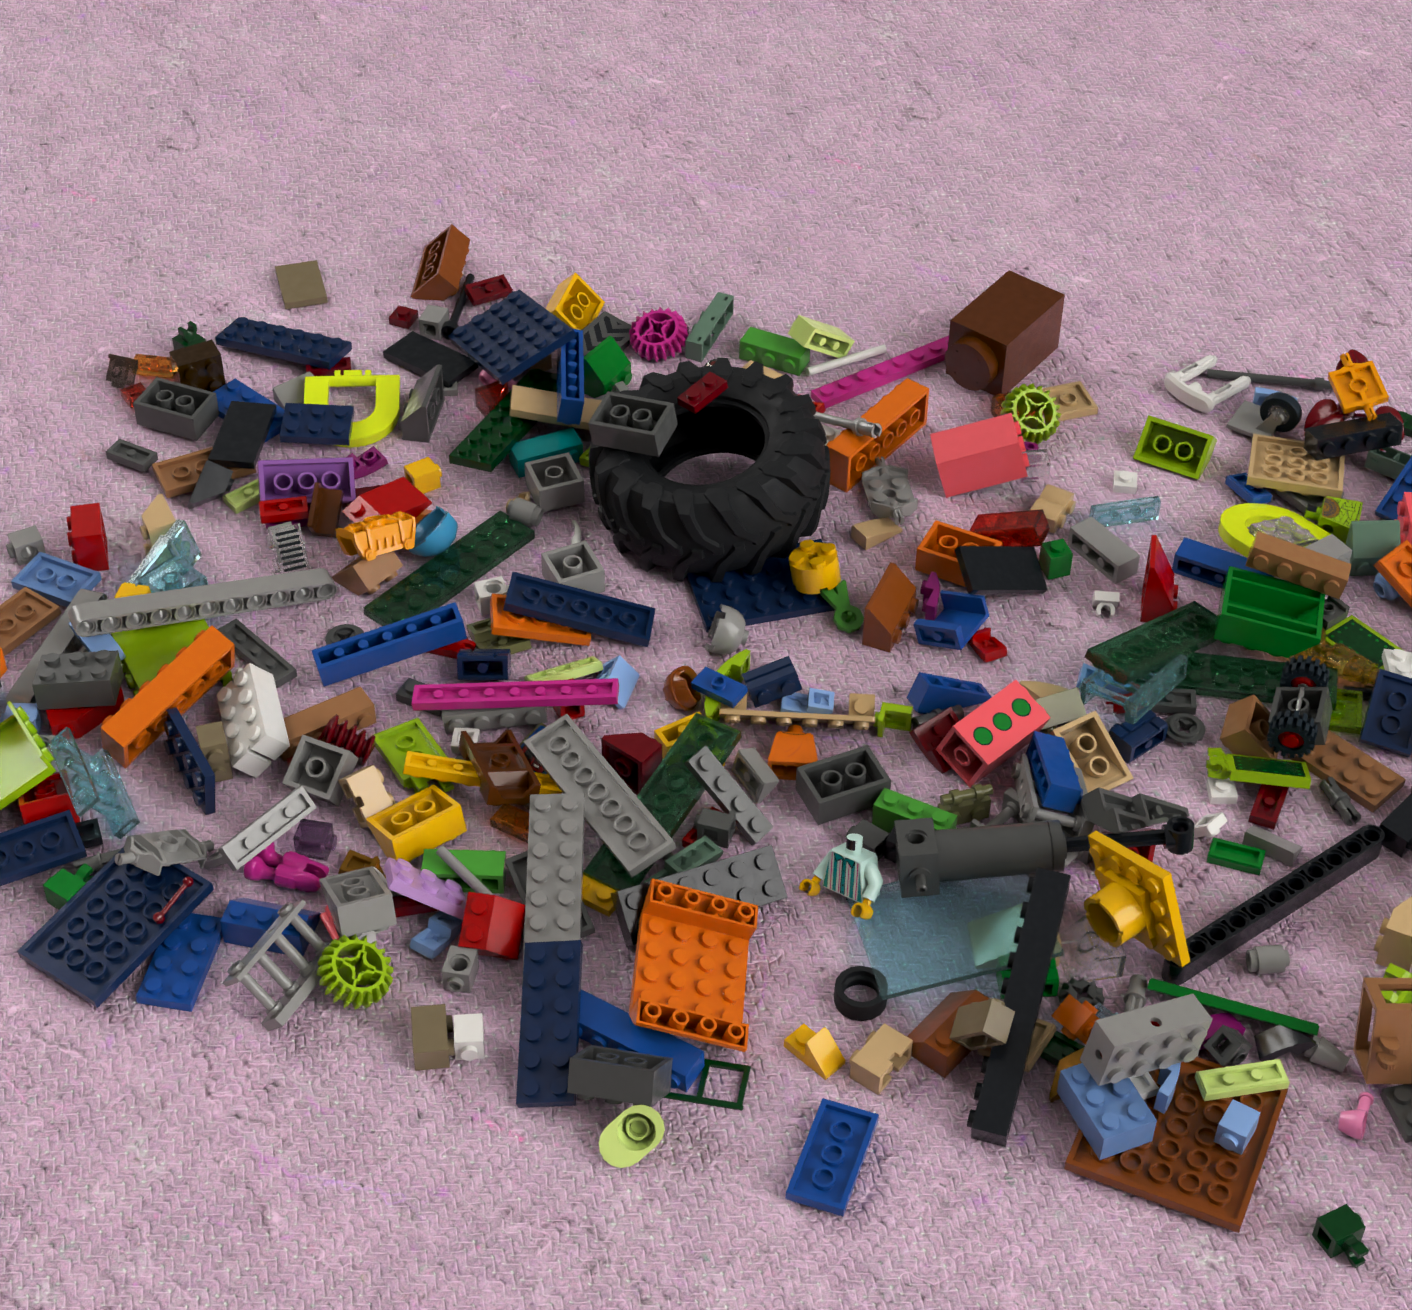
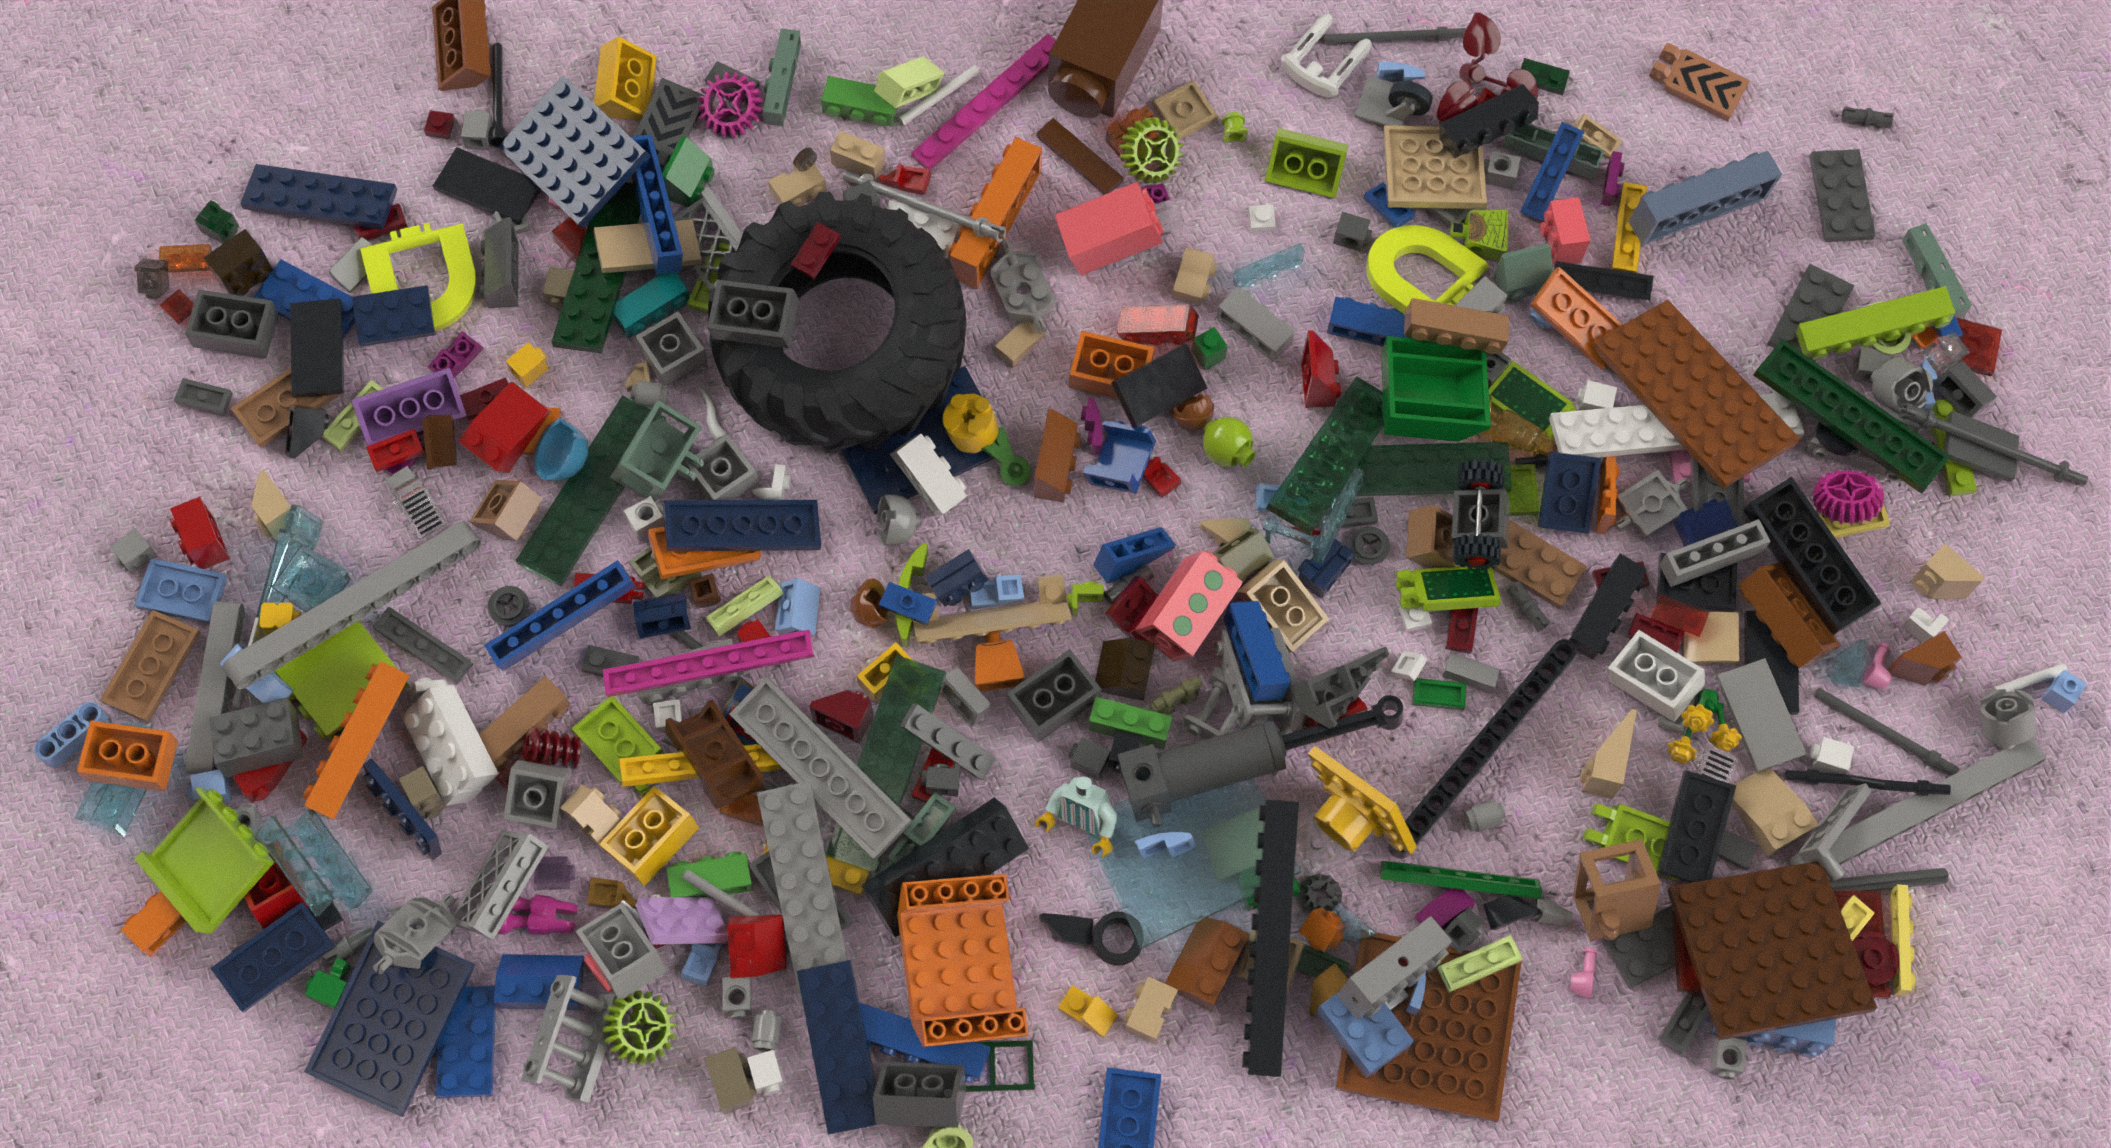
camera: 15 degrees left, 25 degrees up
(159, 917) = (434, 1012): dark red hinge -> none
(301, 284) = (309, 95): dark tan tile -> none
(378, 535) = (511, 477): light orange piece -> none
(465, 425) = (556, 286): none -> dark tan brick
(481, 1000) = (766, 1030): none -> light grey brick
(488, 290) = (524, 67): dark red plate -> none
(517, 546) = (657, 454): none -> sand green piece
(530, 656) = (705, 591): none -> reddish brown brick
(624, 590) = (780, 483): none -> white plate
(765, 595) = (929, 474): none -> white brick
(812, 976) = (1069, 928): none -> black slope
(921, 910) = (1173, 841): none -> light blue slope
(923, 776) = (1125, 667): none -> dark brown slope
(953, 407) = (1079, 157): none -> reddish brown tile
(982, 1024) = (1242, 974): dark tan piece -> none
(1031, 599) = (1194, 412): none -> dark orange piece
(1059, 624) = (1228, 442): none -> lime brick
(1107, 600) = (1266, 394): white tile -> none
(1111, 416) = (1234, 127): none -> lime brick
(1135, 996) = (1370, 888): light grey axle -> none
(1209, 500) = (1352, 232): none -> dark grey brick
(1237, 1127) = (1483, 1022): light blue brick -> none
(1284, 529) = (1435, 278): clear plate -> none
(1341, 1232) = (1585, 1105): dark green brick -> none
(1358, 386) = (1488, 62): light orange plate -> none
(1361, 479) = (1506, 162): none -> light grey brick

